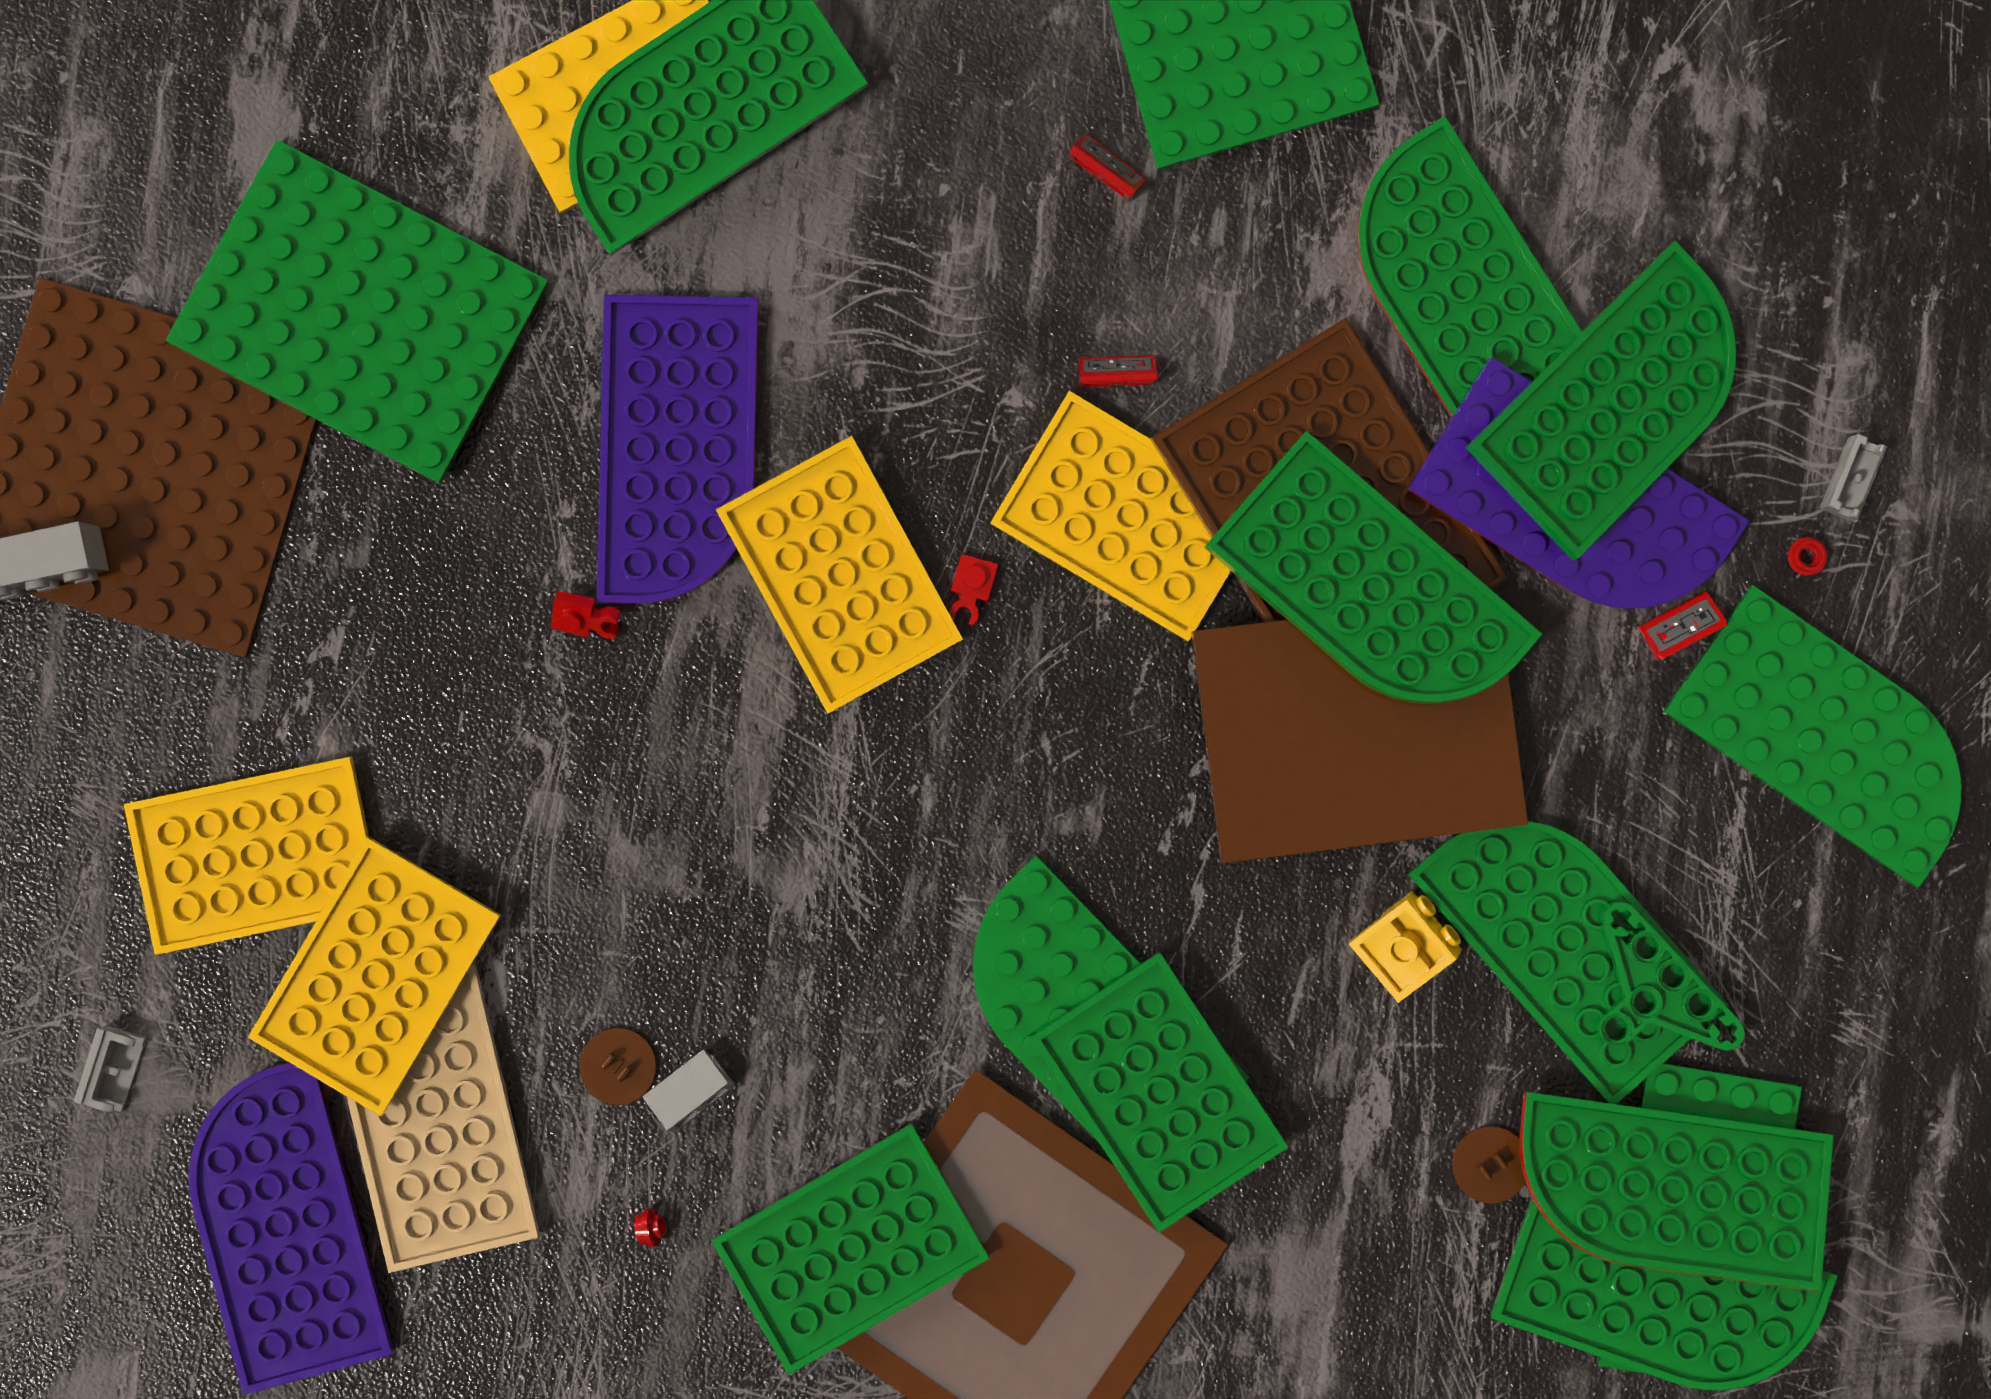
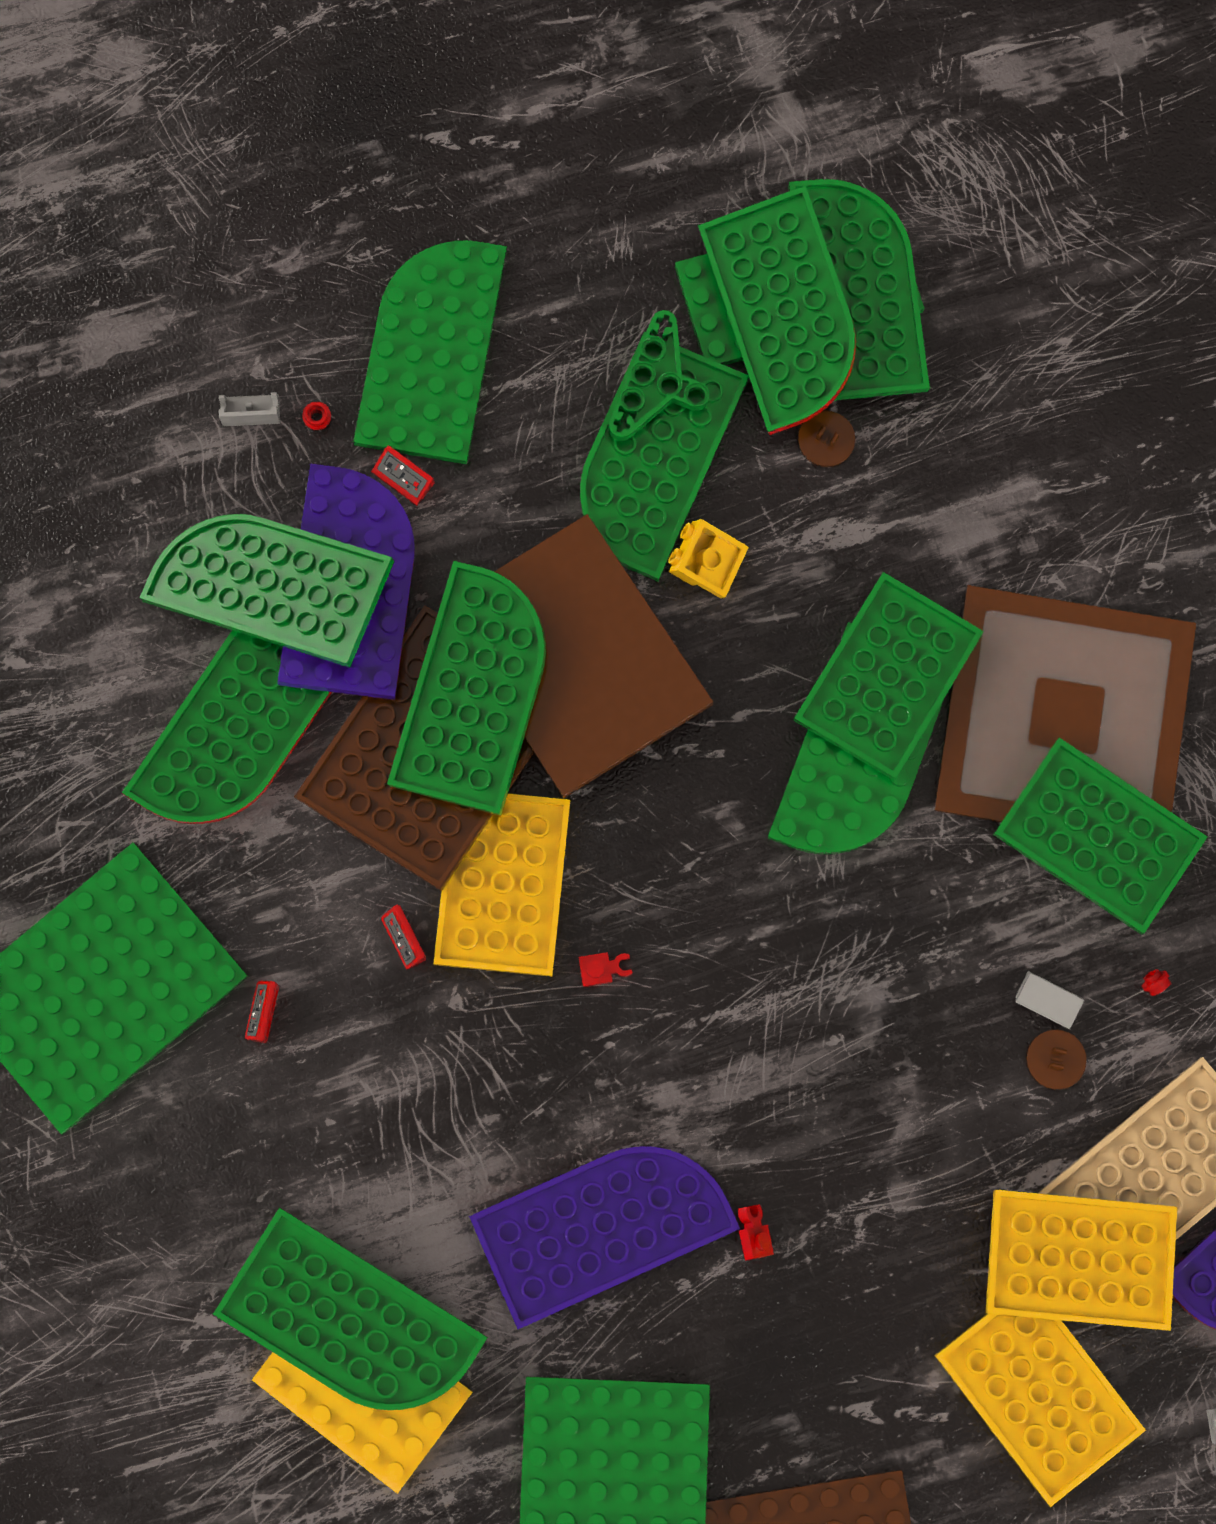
camera: 120 degrees left, 10 degrees down
(839, 574) = (638, 1064): yellow plate -> none

